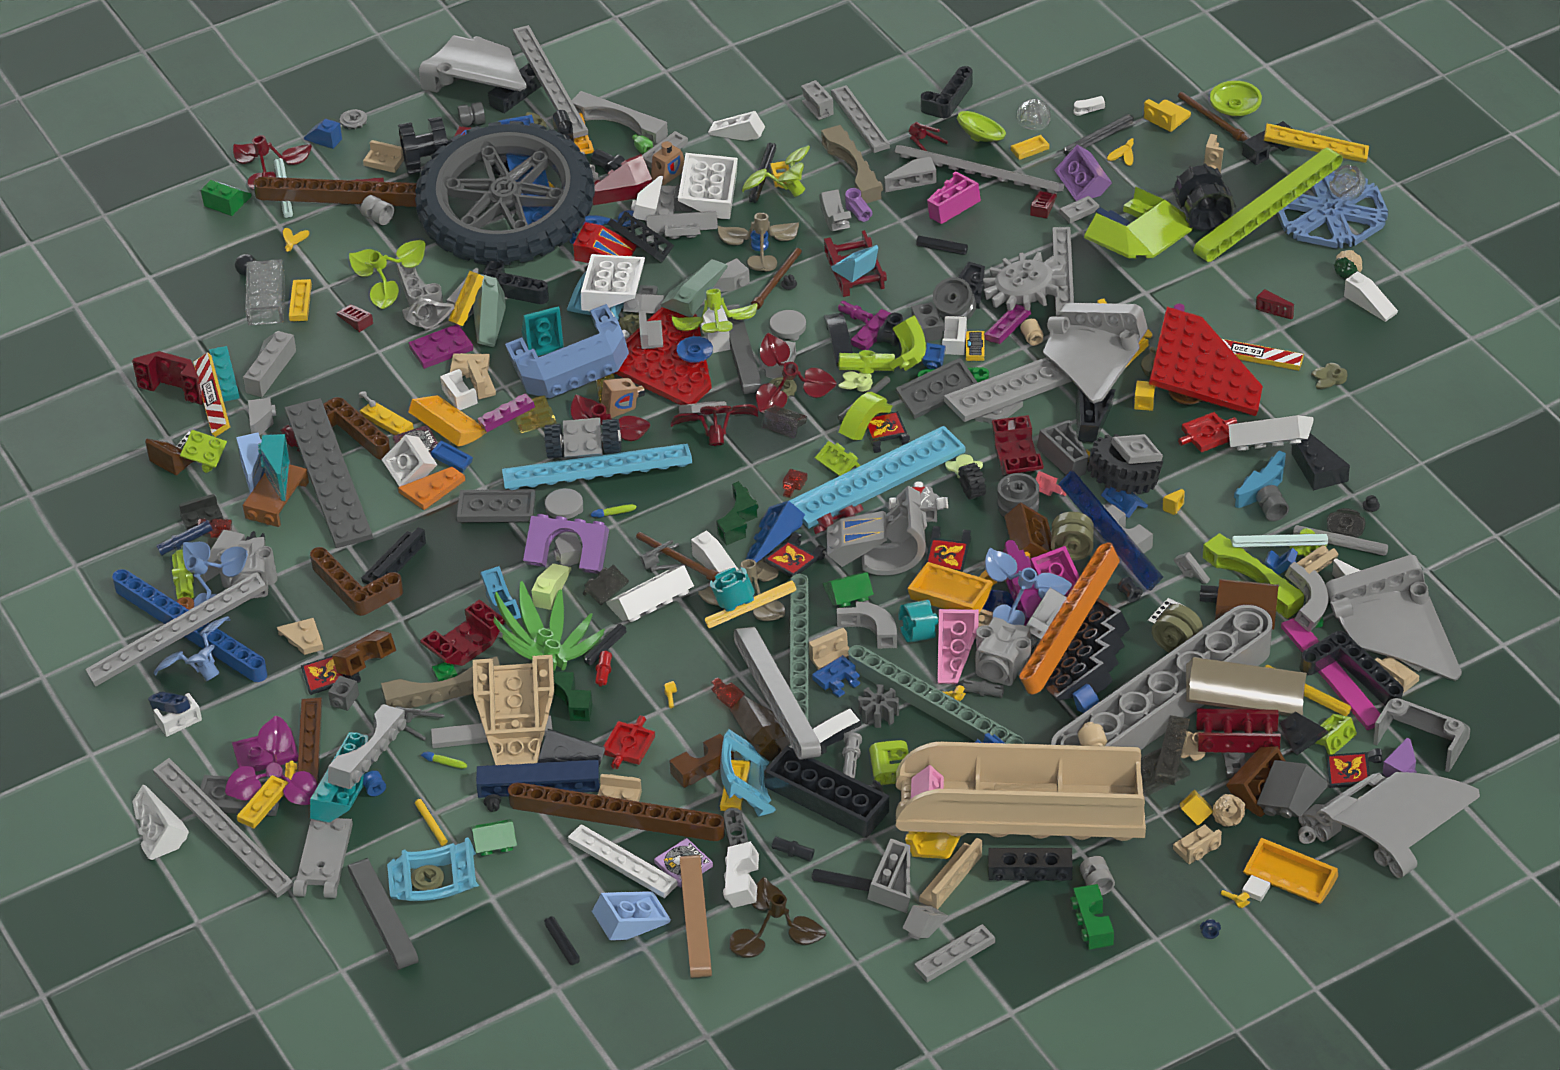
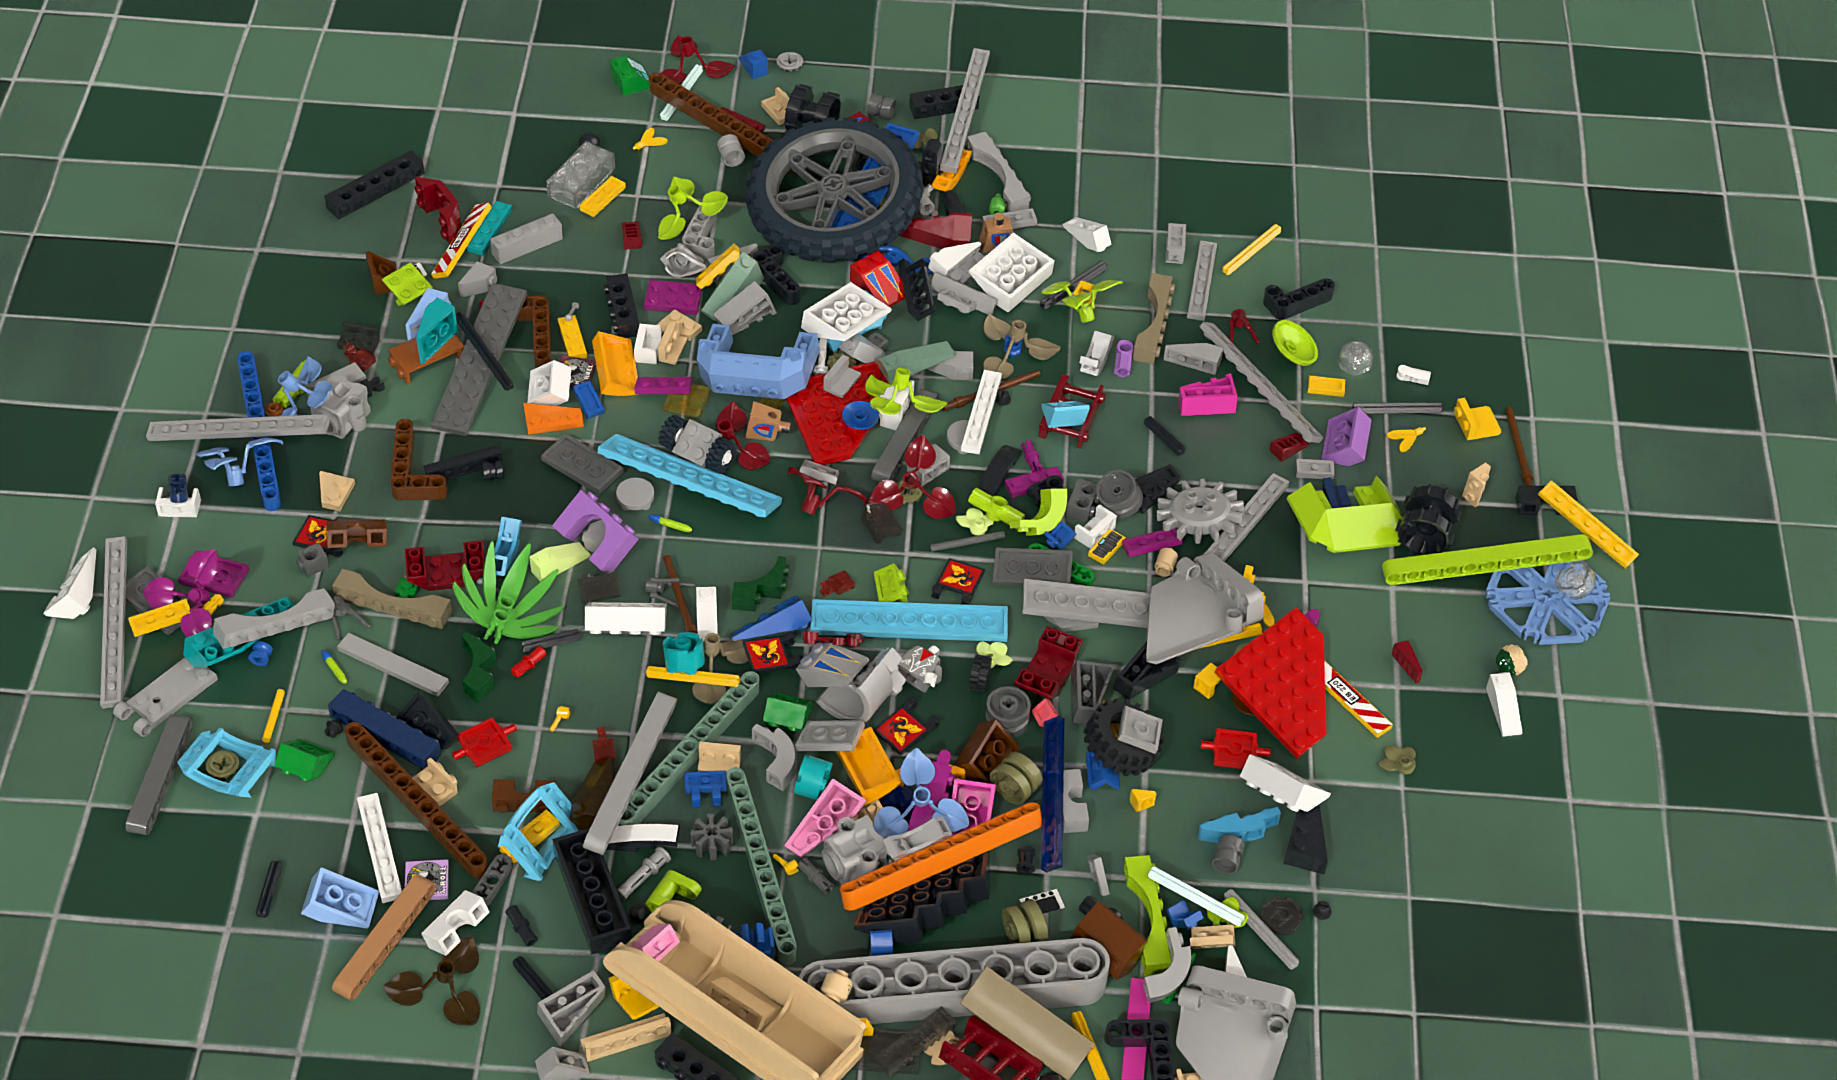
camera: 30 degrees right, 5 degrees up
(86, 390) = (374, 184): none -> black brick
(186, 536) = (324, 352): dark blue pin -> none
(310, 736) = (252, 583): reddish brown plate -> none
(334, 462) = (483, 351): none -> black axle
(407, 372) = (622, 305): none -> black brick
(426, 548) = (493, 470): none -> black wheel
(473, 61) = (920, 61): light grey panel -> none
(512, 319) = (745, 308): none -> light grey wedge
(514, 706) = (415, 653): tan wedge -> none
(543, 331) = (752, 330): teal slope -> none
(787, 298) = (981, 412): none -> white plate
(861, 414) = (946, 552): lime arch -> none
(877, 77) = (1251, 249): none -> yellow axle
(901, 585) = (830, 735): none -> light grey tile
(1235, 98) = (1551, 440): lime dish -> none

